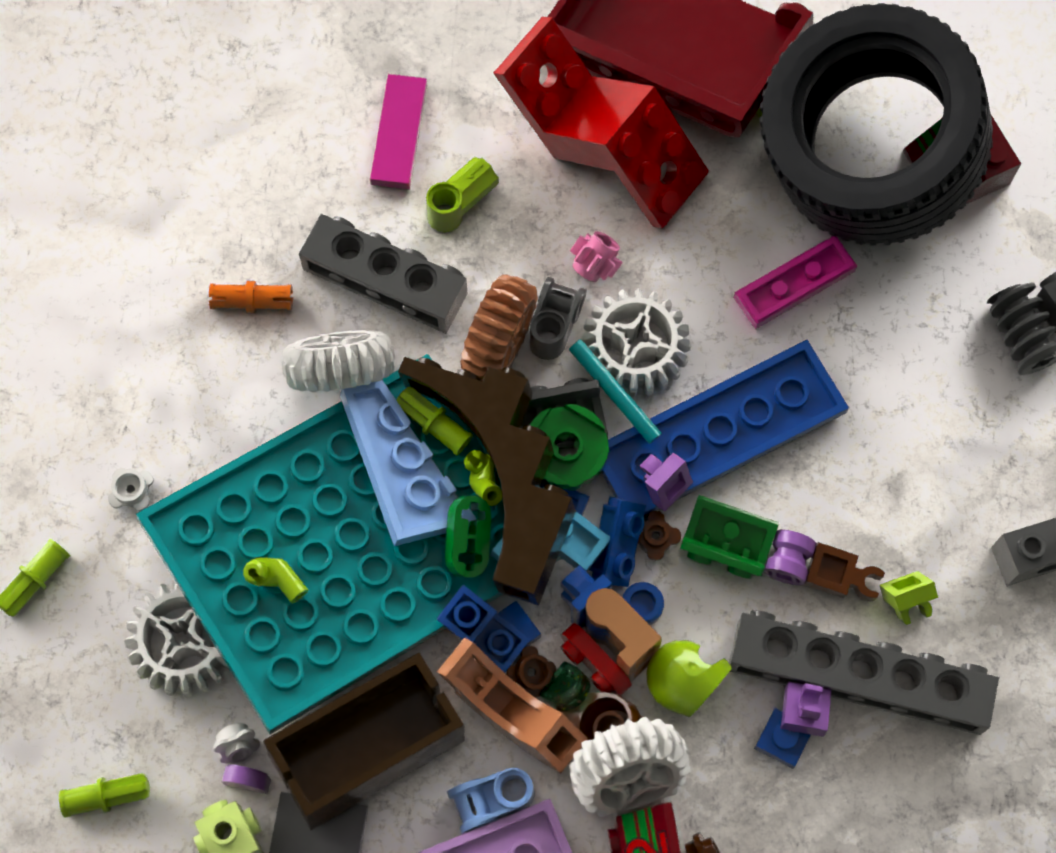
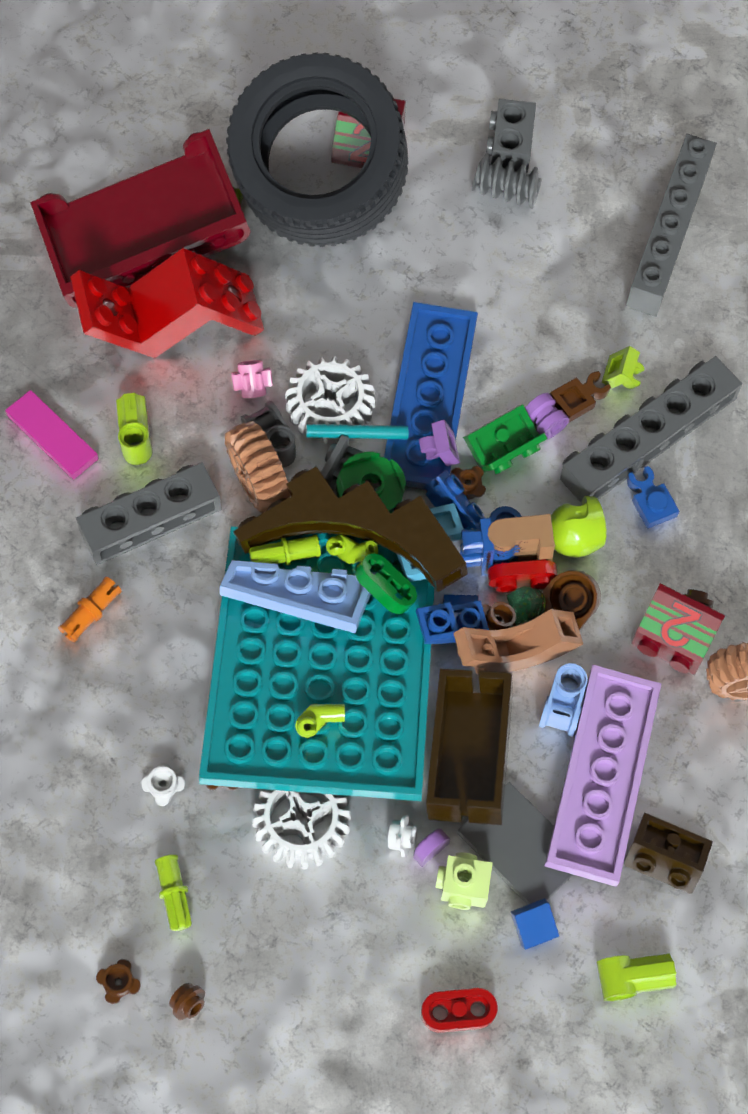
camera: 55 degrees left, 5 degrees down
(104, 794) = (370, 947): lime axle -> none
(338, 360) = (194, 579): white gear -> none
(629, 767) = (614, 597): white gear -> none
(795, 281) = (366, 283): dark pink tile -> none
(806, 709) = (650, 476): medium lavender tile -> none

